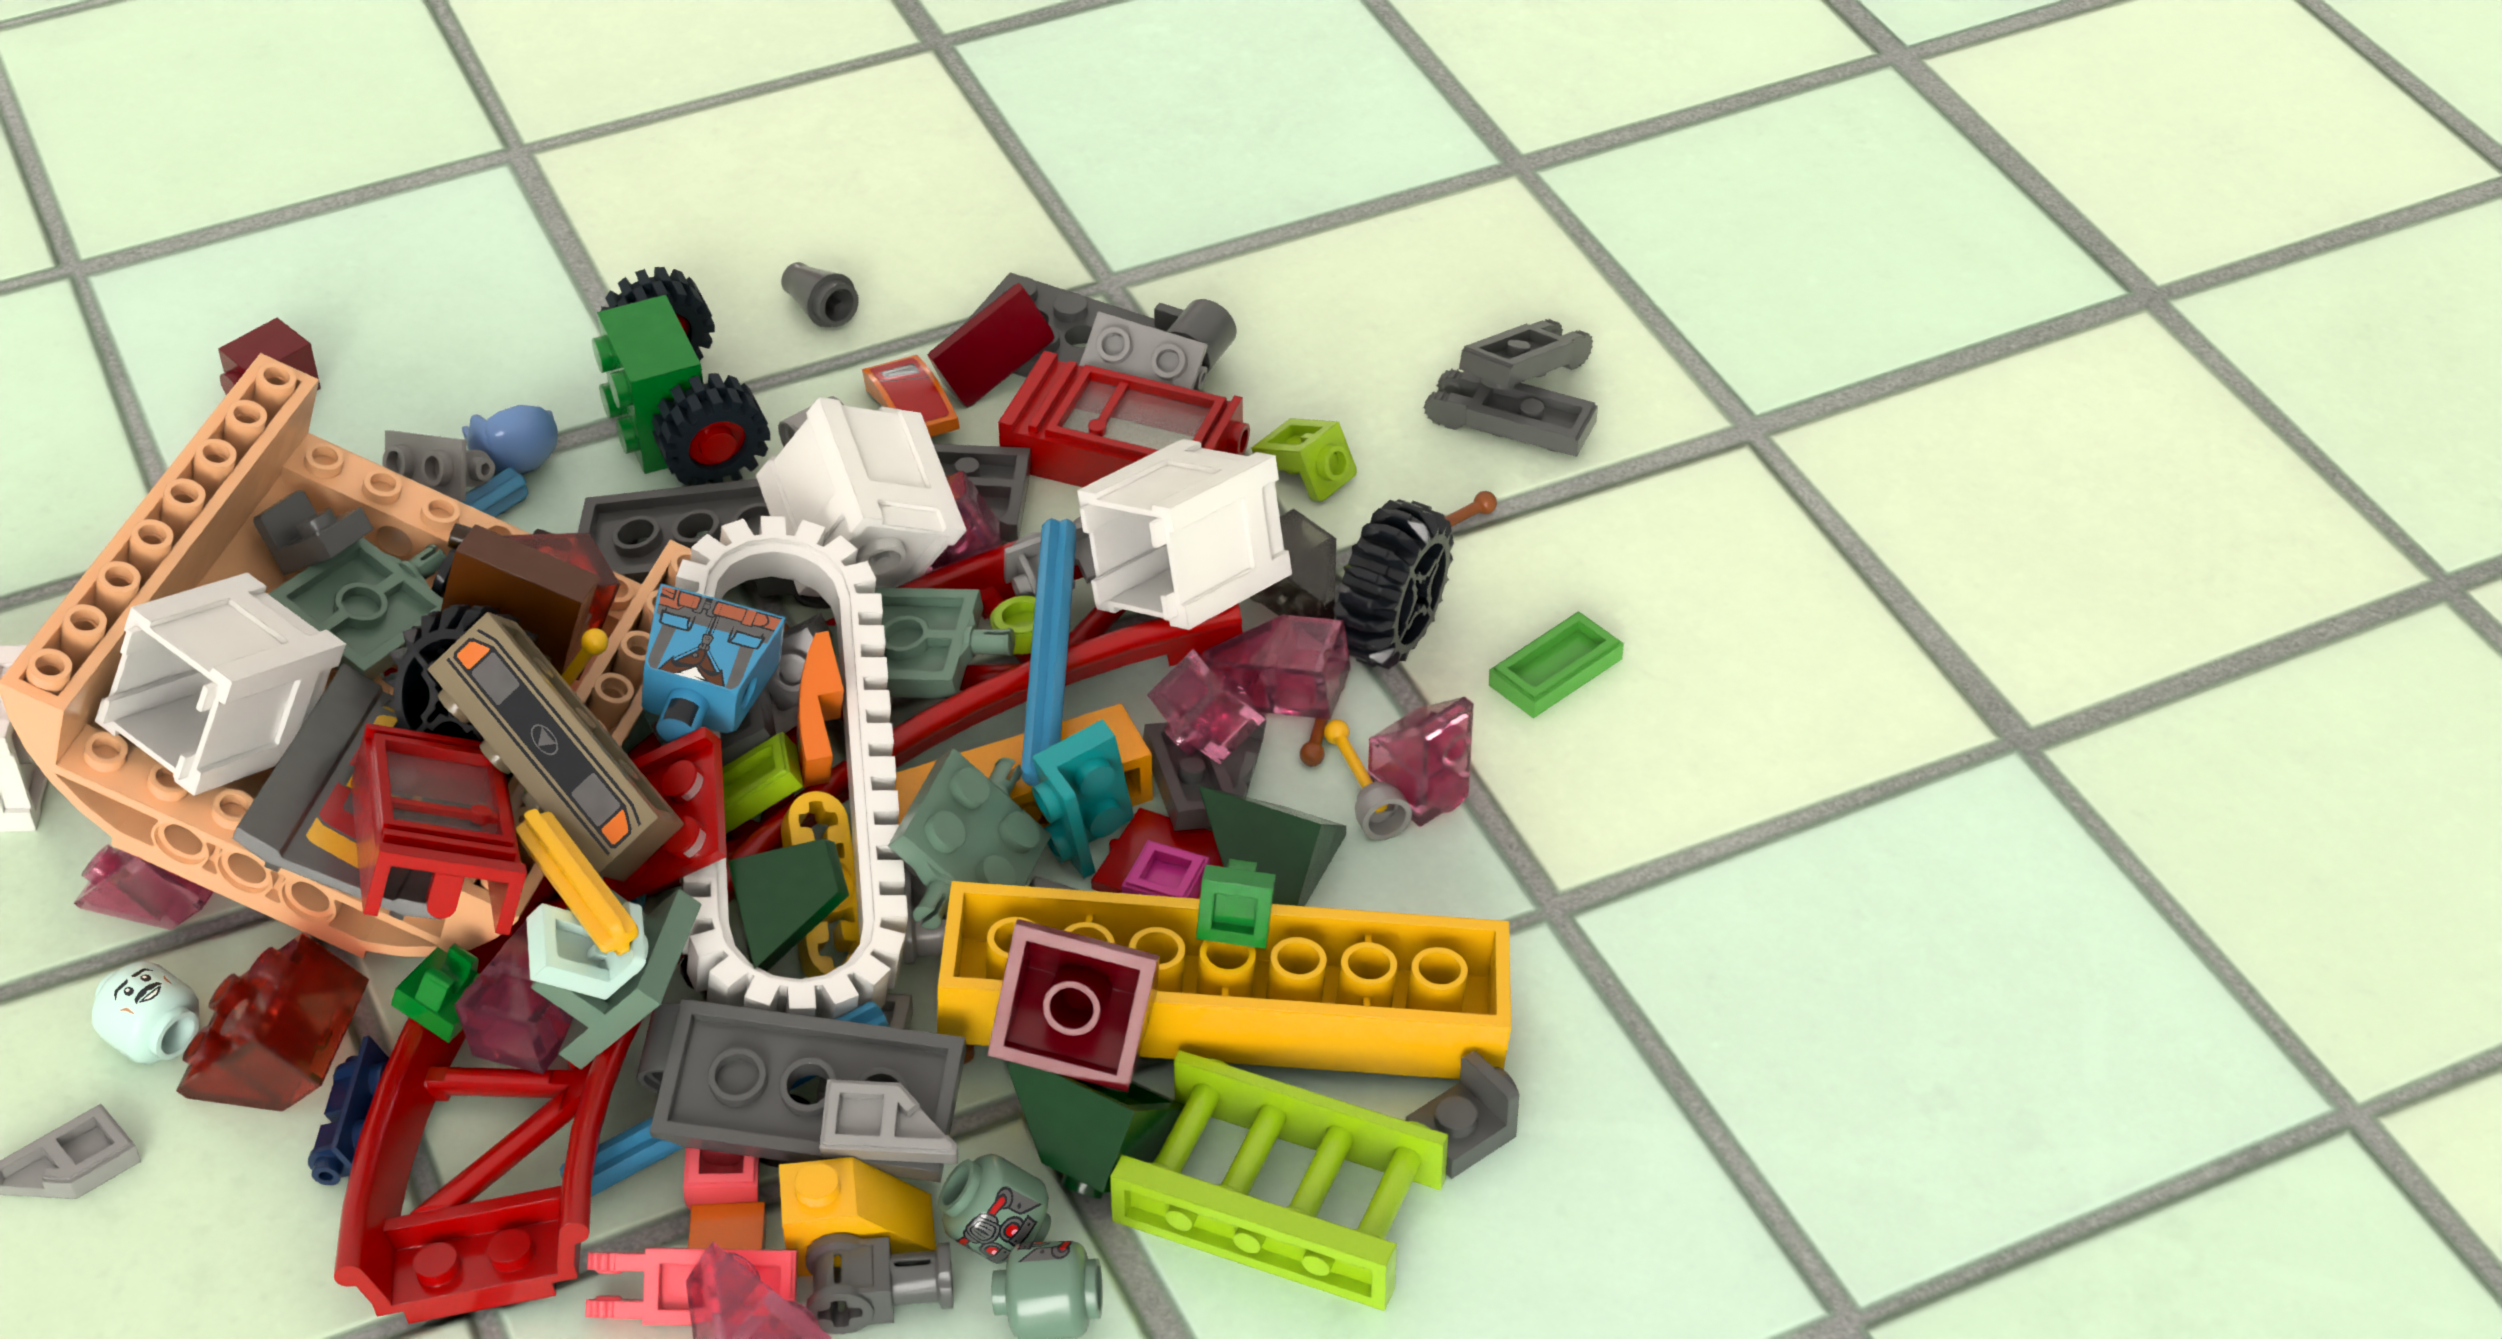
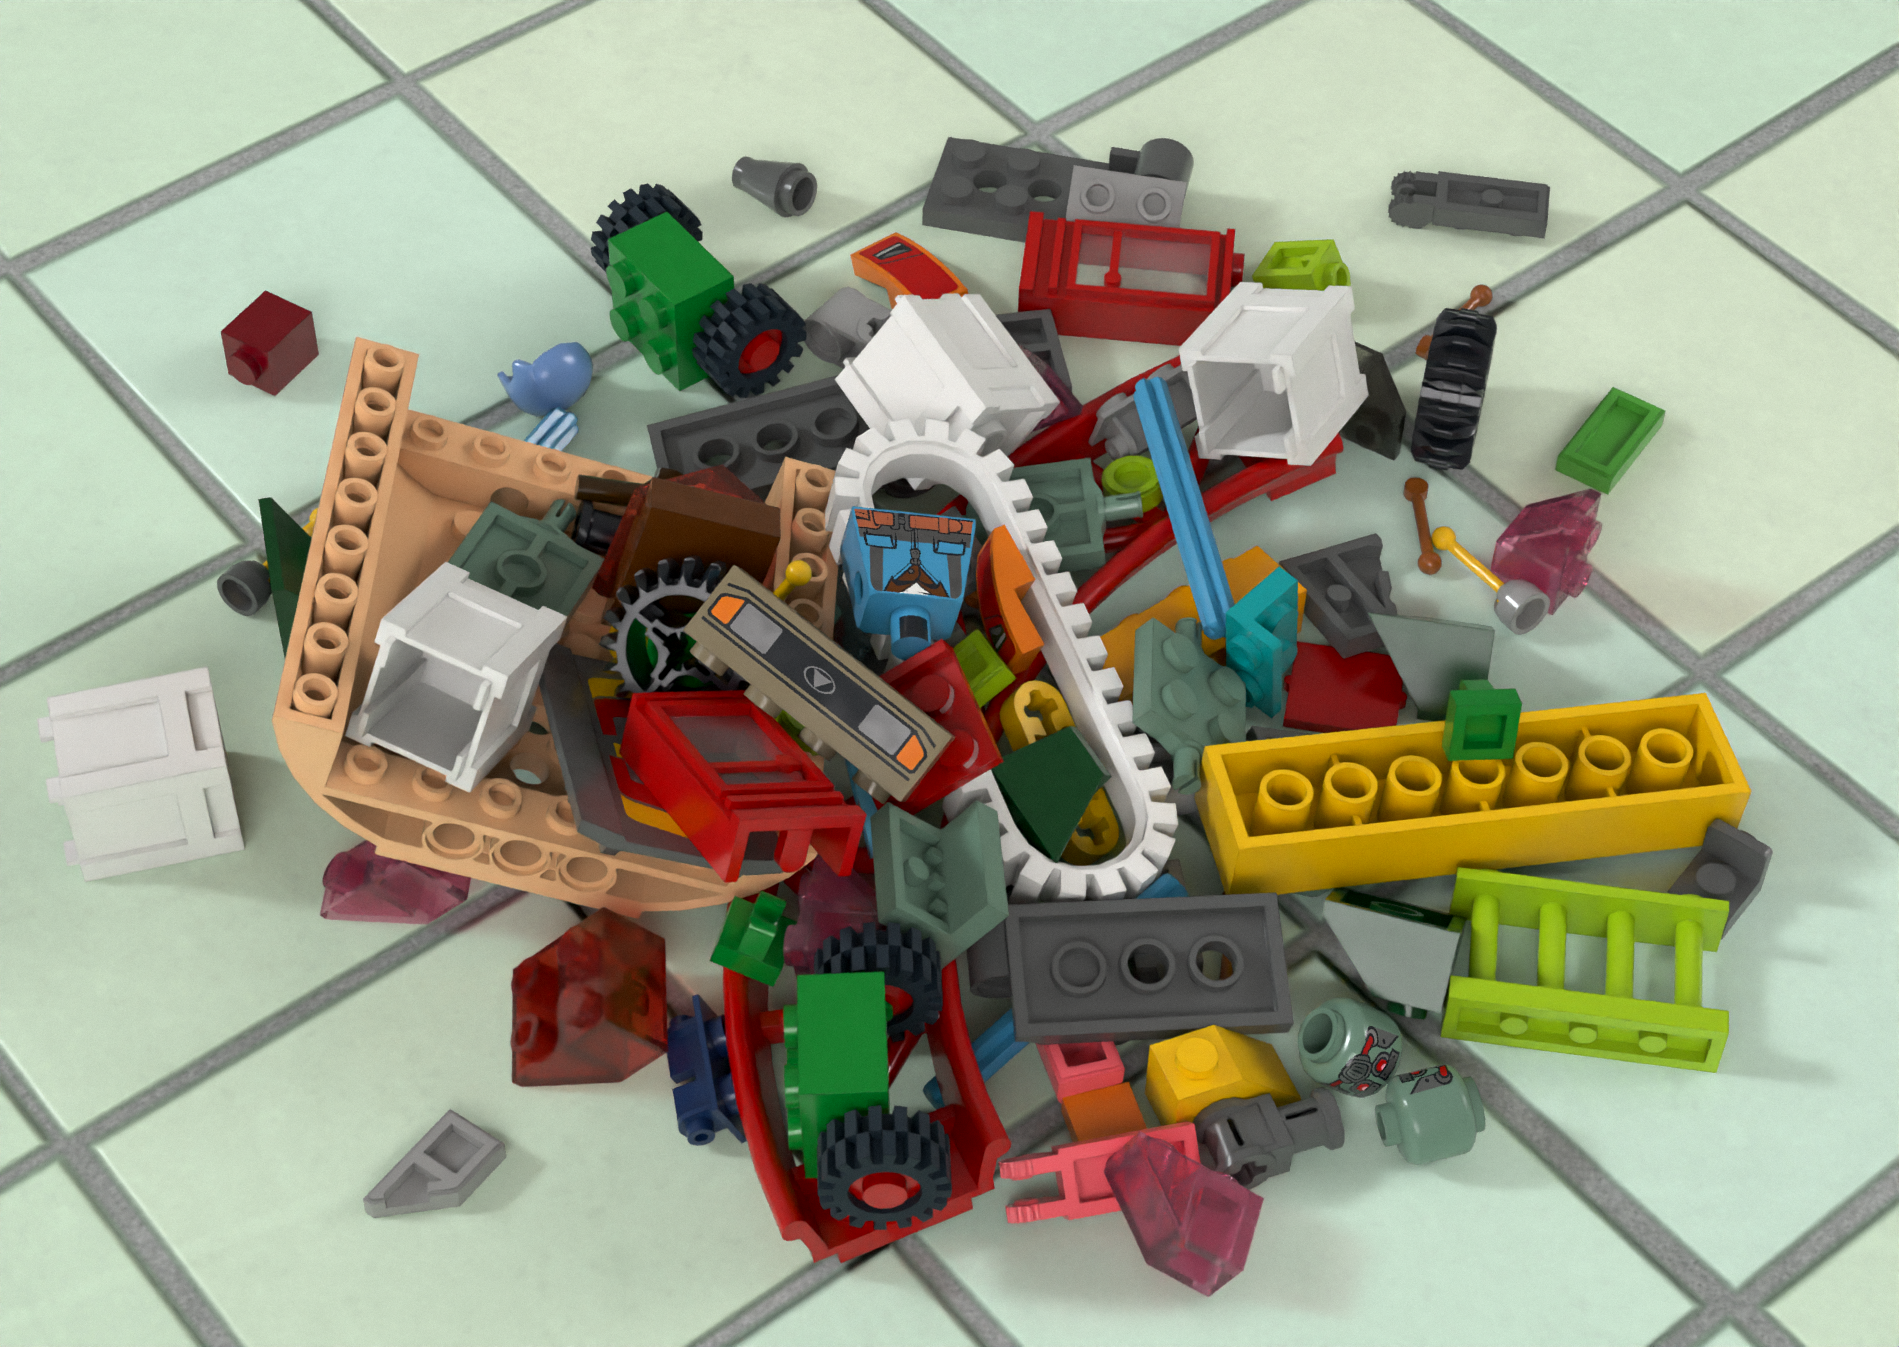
camera: 15 degrees left, 5 degrees up
(145, 1012) = (454, 1011): light aqua head -> none
(302, 536) = (452, 515): dark grey bracket -> none
(437, 462) = (492, 409): light grey hinge -> none
(452, 1127) = (838, 1077): none -> brick
(569, 958) = (935, 878): light aqua bracket -> none
(577, 882) = (905, 814): yellow axle -> none
(880, 1124) = (1231, 989): light grey tile -> none
(991, 346) = (974, 213): dark red slope -> none
(1074, 1005) = (1380, 844): dark red slope -> none
(1166, 872) = (1355, 702): dark pink tile -> none
(1204, 708) = (1345, 538): clear pink brick -> none
(1288, 664) = (1376, 486): clear pink slope -> none
(1525, 354) = (1467, 148): dark grey hinge -> none

